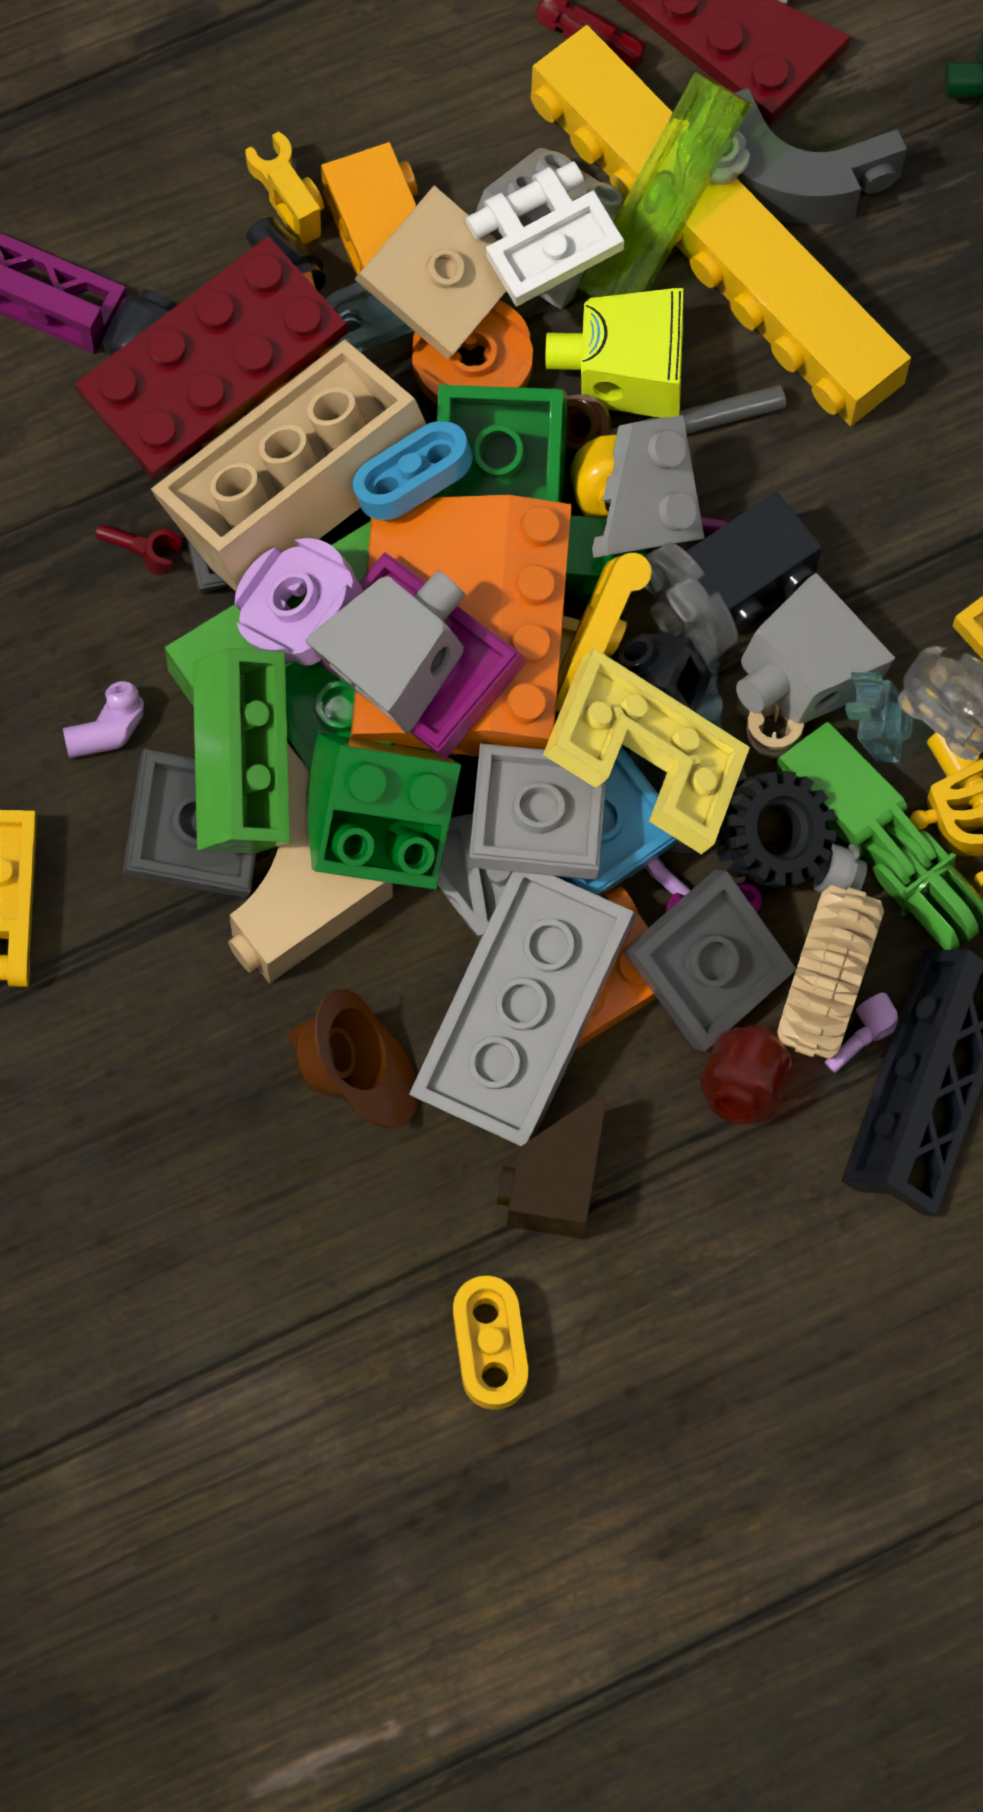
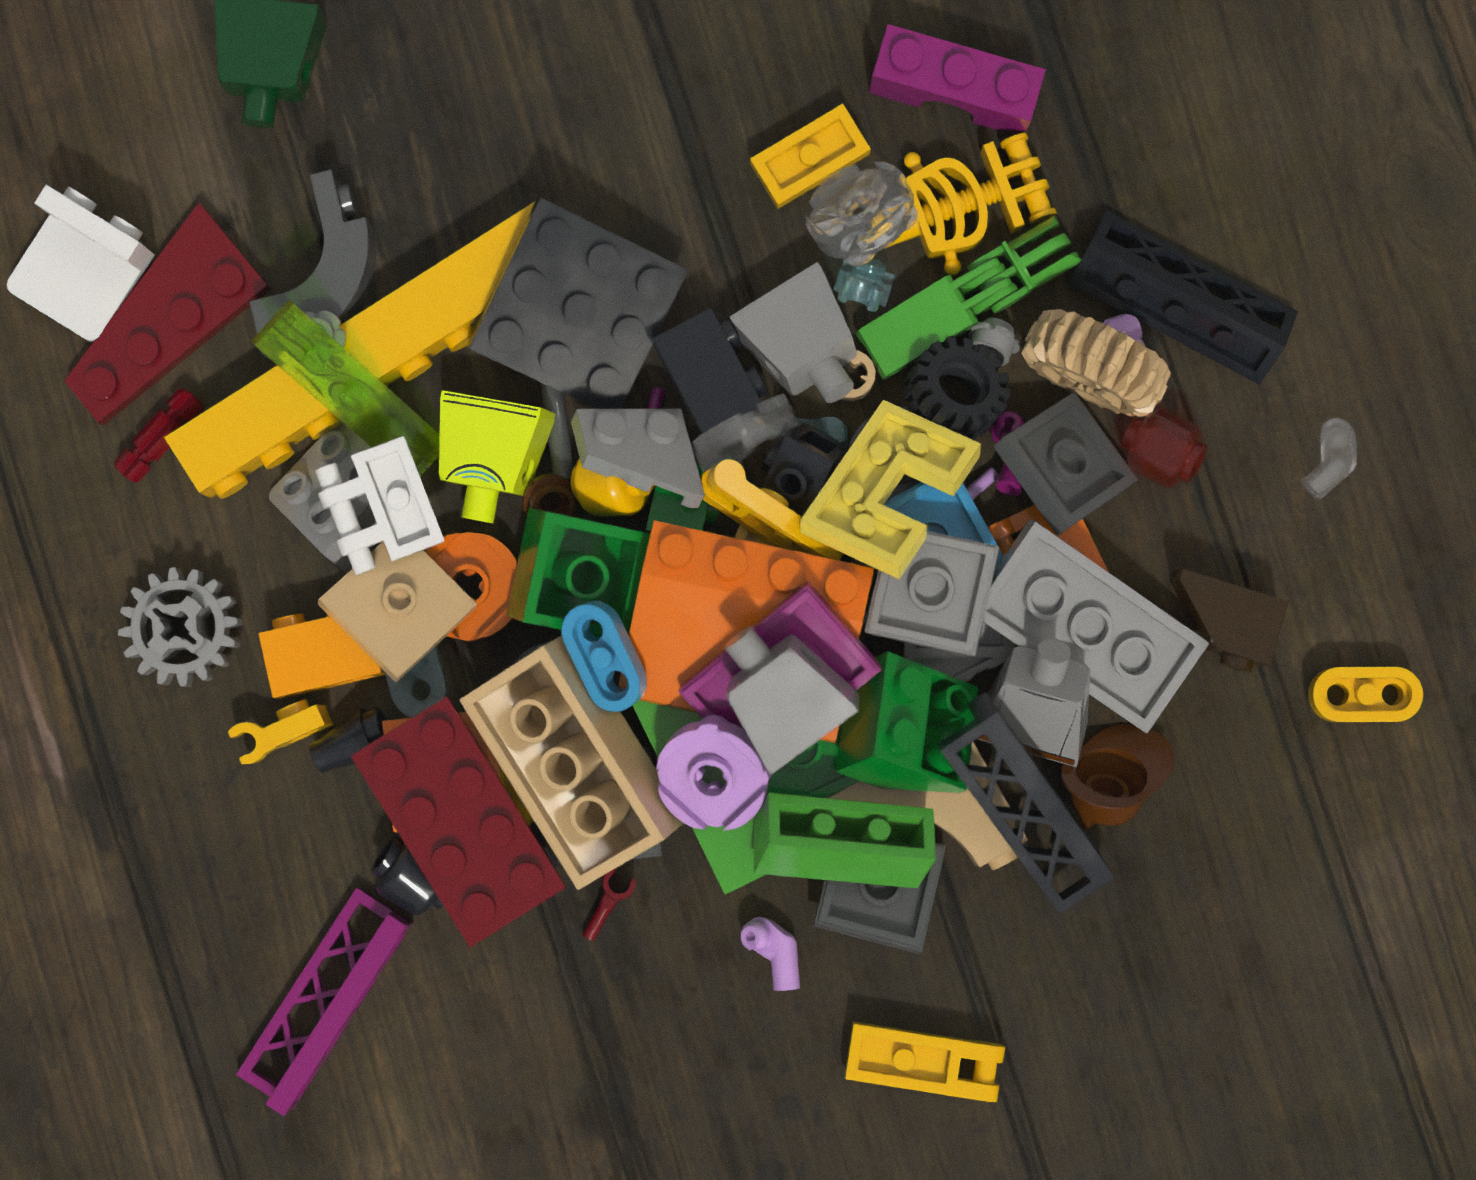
camera: 80 degrees left, 15 degrees up
(324, 964) = (1035, 788): none -> black fence
(392, 96) = (163, 645): none -> light grey gear
(425, 959) = (1044, 700): none -> light grey torso
(770, 1281) = (1338, 457): none -> clear arm
(800, 415) = (576, 306): none -> black plate

